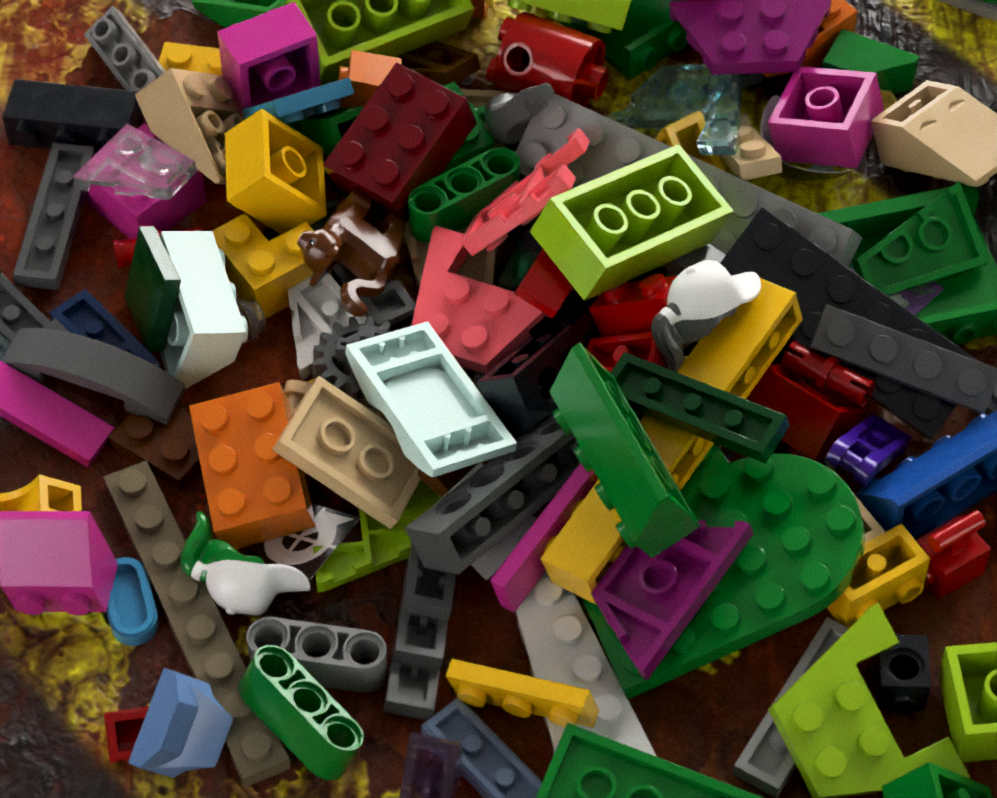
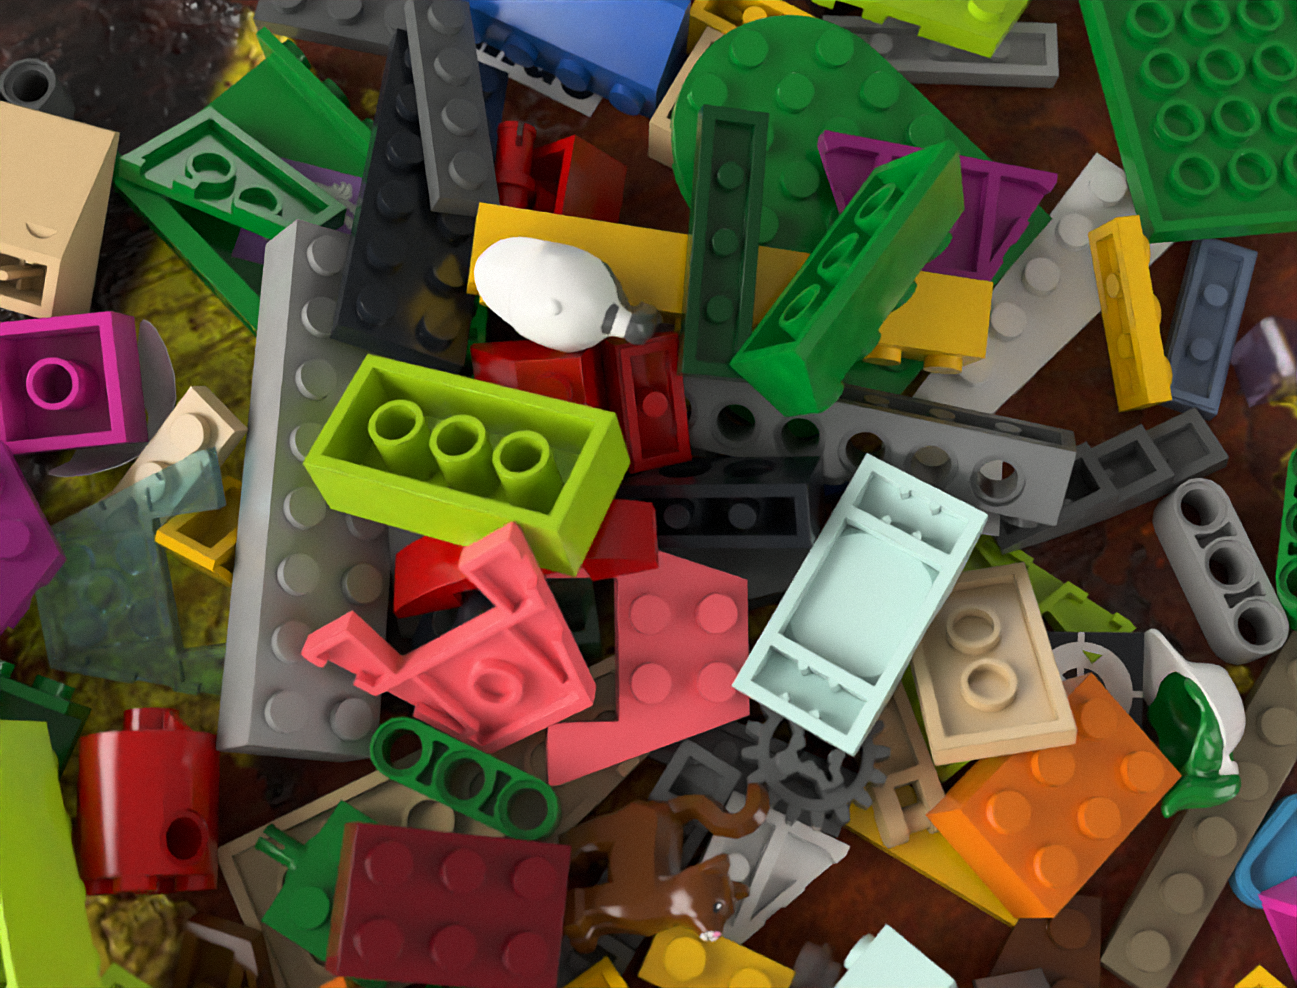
camera: 125 degrees left, 20 degrees up
(511, 112) = (292, 791): dark grey animal -> none
(524, 564) = (948, 382): dark pink tile -> none
(867, 448) = (594, 100): dark purple plate -> none

